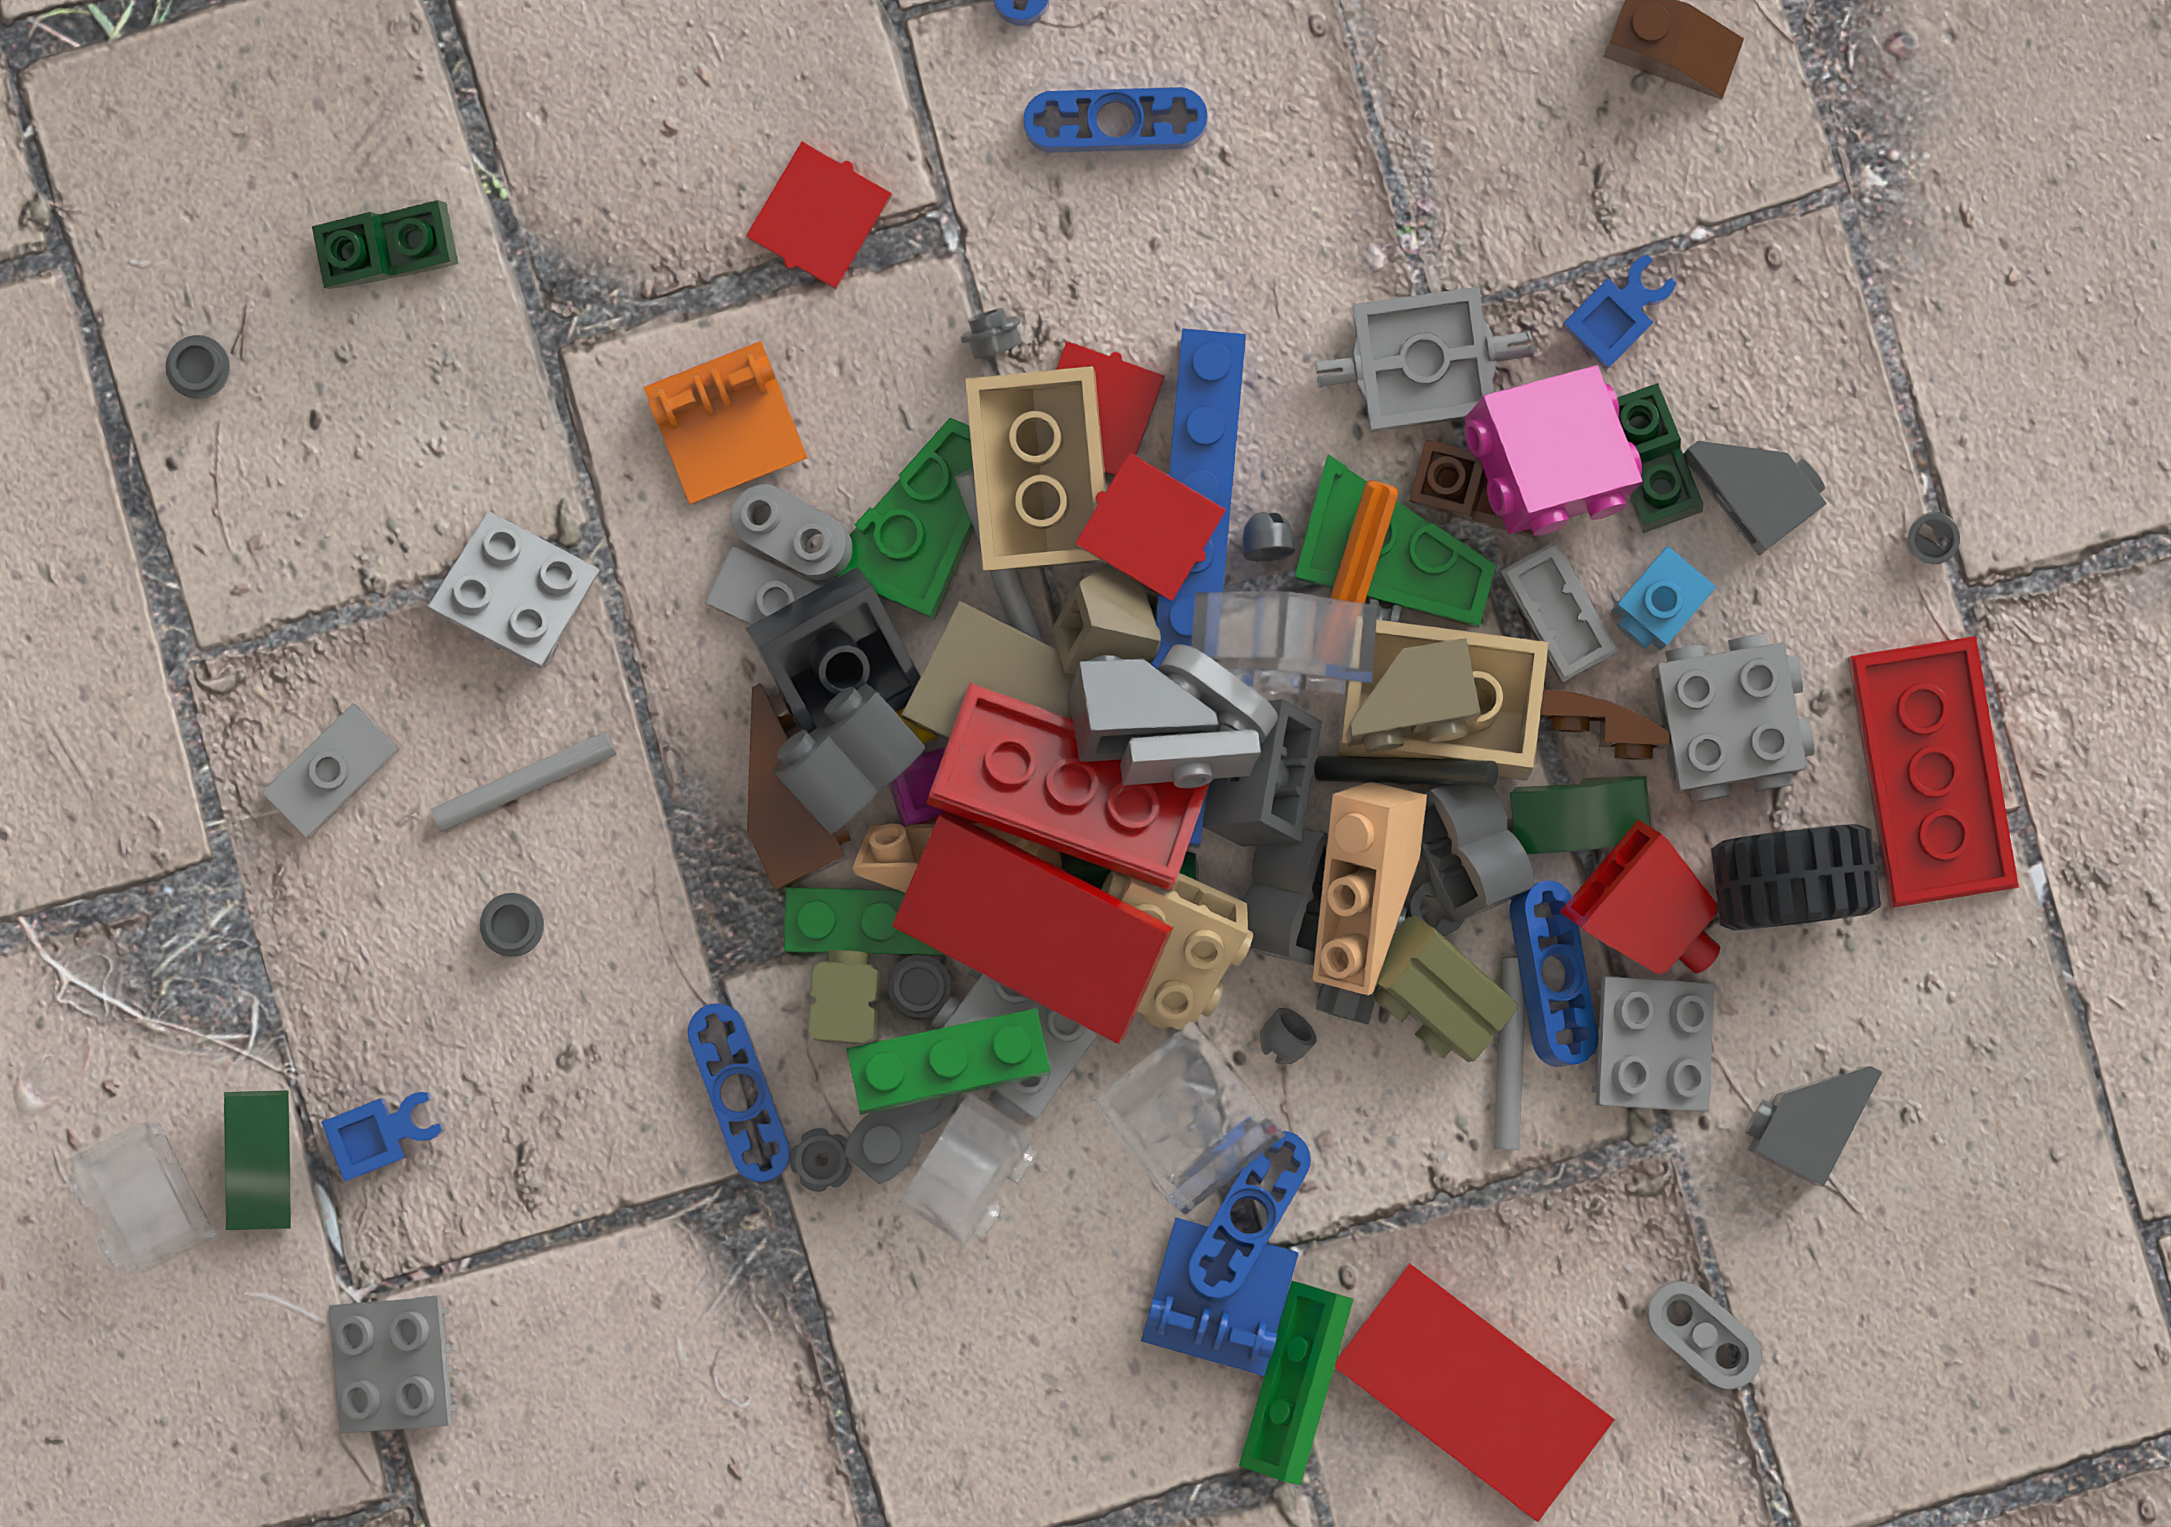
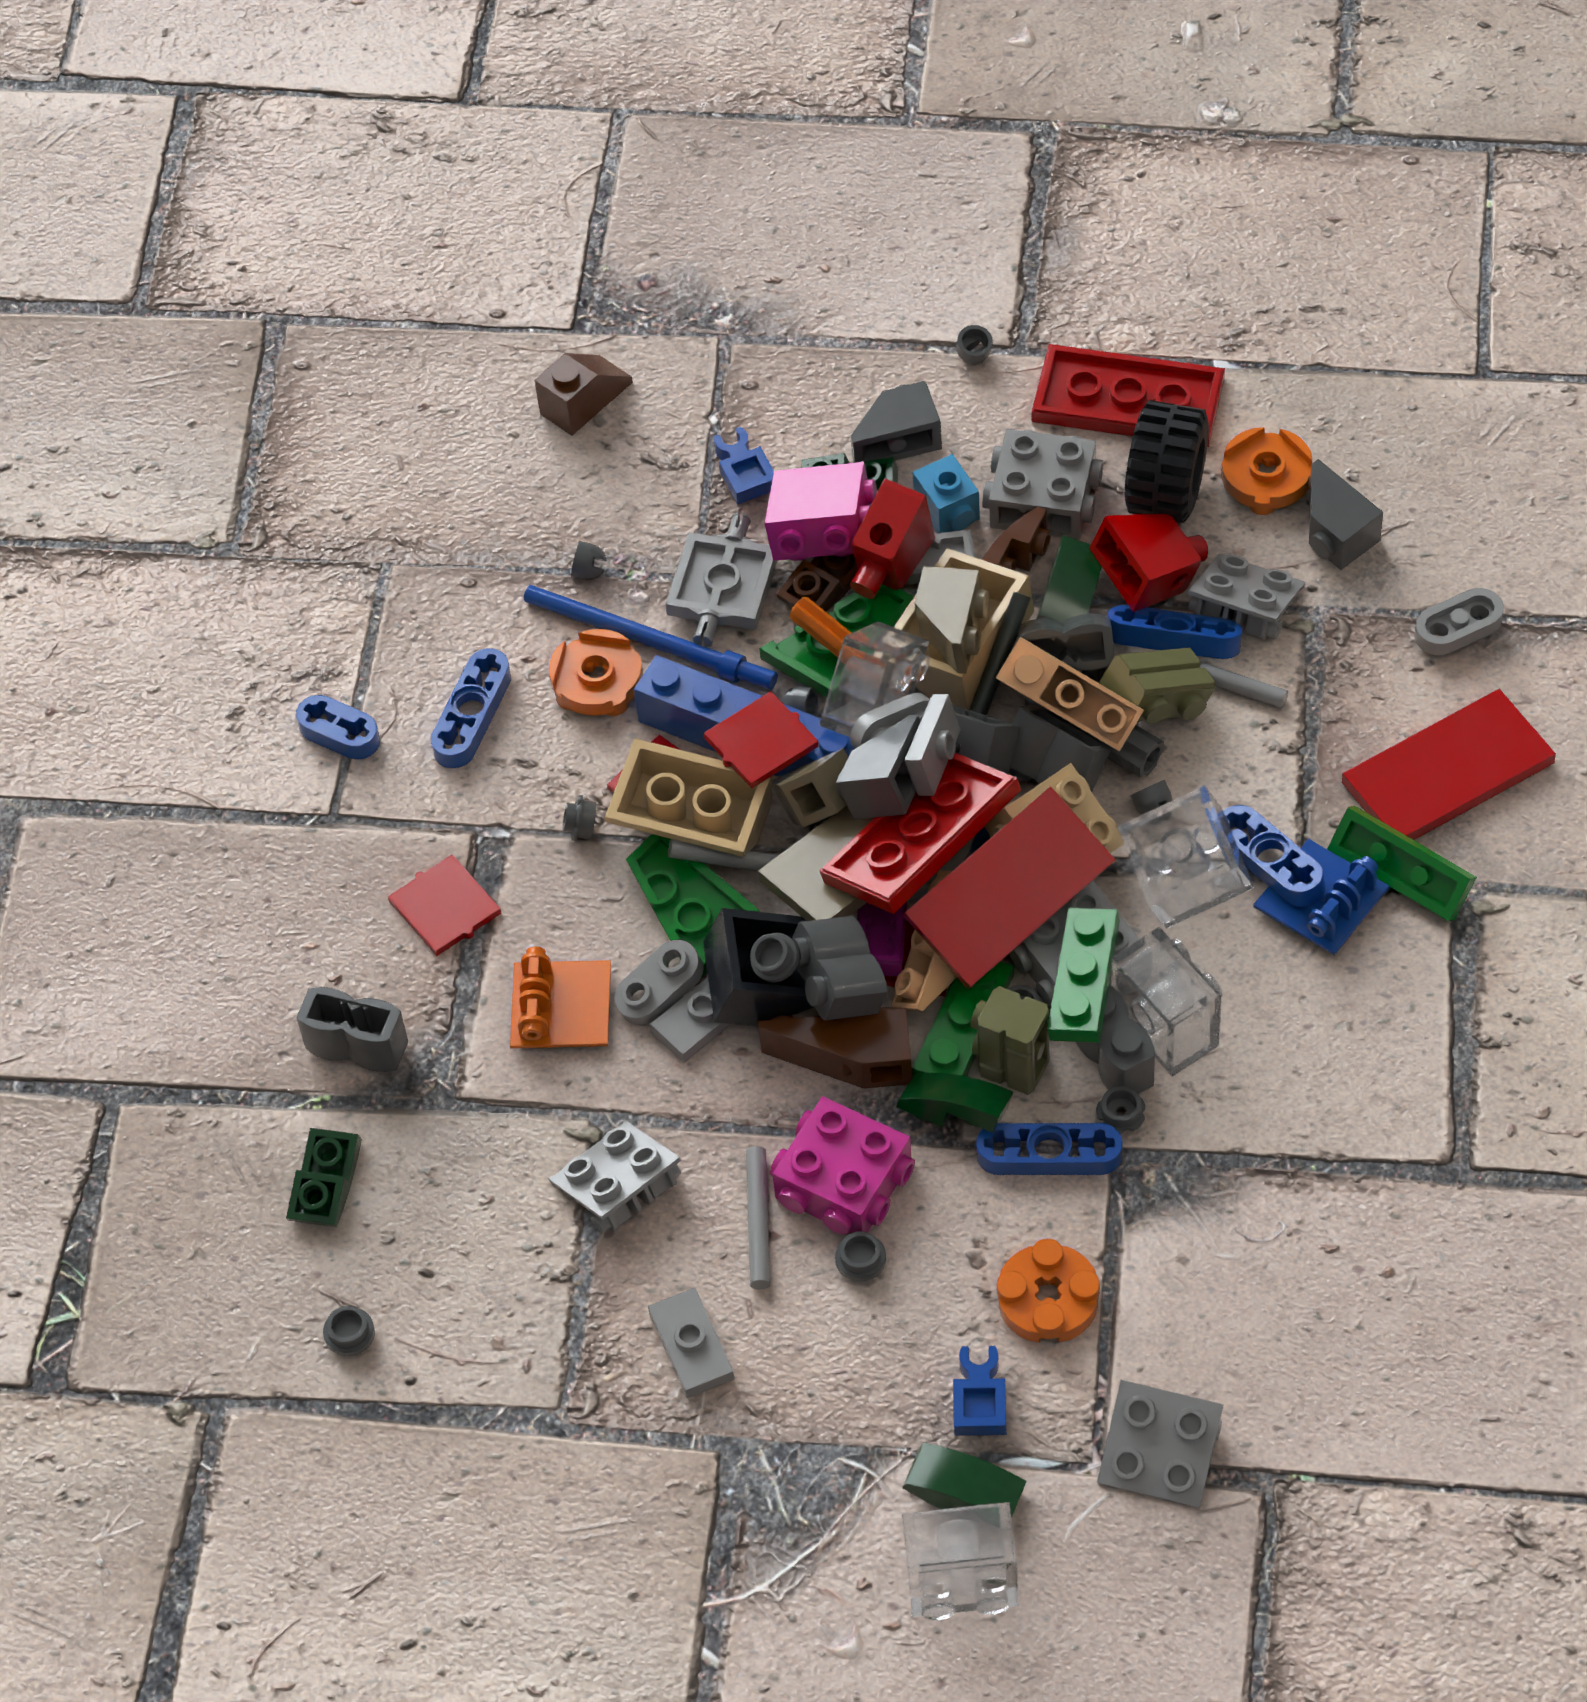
camera: 65 degrees left, 30 degrees down
(512, 1176) = (1048, 1319): none -> orange plate
(578, 175) = (358, 1029): none -> dark grey brick
(611, 858) = (842, 1168): none -> dark pink brick
(756, 958) = (937, 1095): none -> dark green slope
(819, 680) = (774, 957): none -> dark grey plate
(1244, 228) = (599, 695): none -> orange plate
(1298, 423) = (727, 664): none -> blue bar
(1393, 172) = (584, 560): none -> dark grey hinge
(1550, 574) = (891, 539): none -> red torso
(1902, 992) = (1266, 490): none -> orange plate

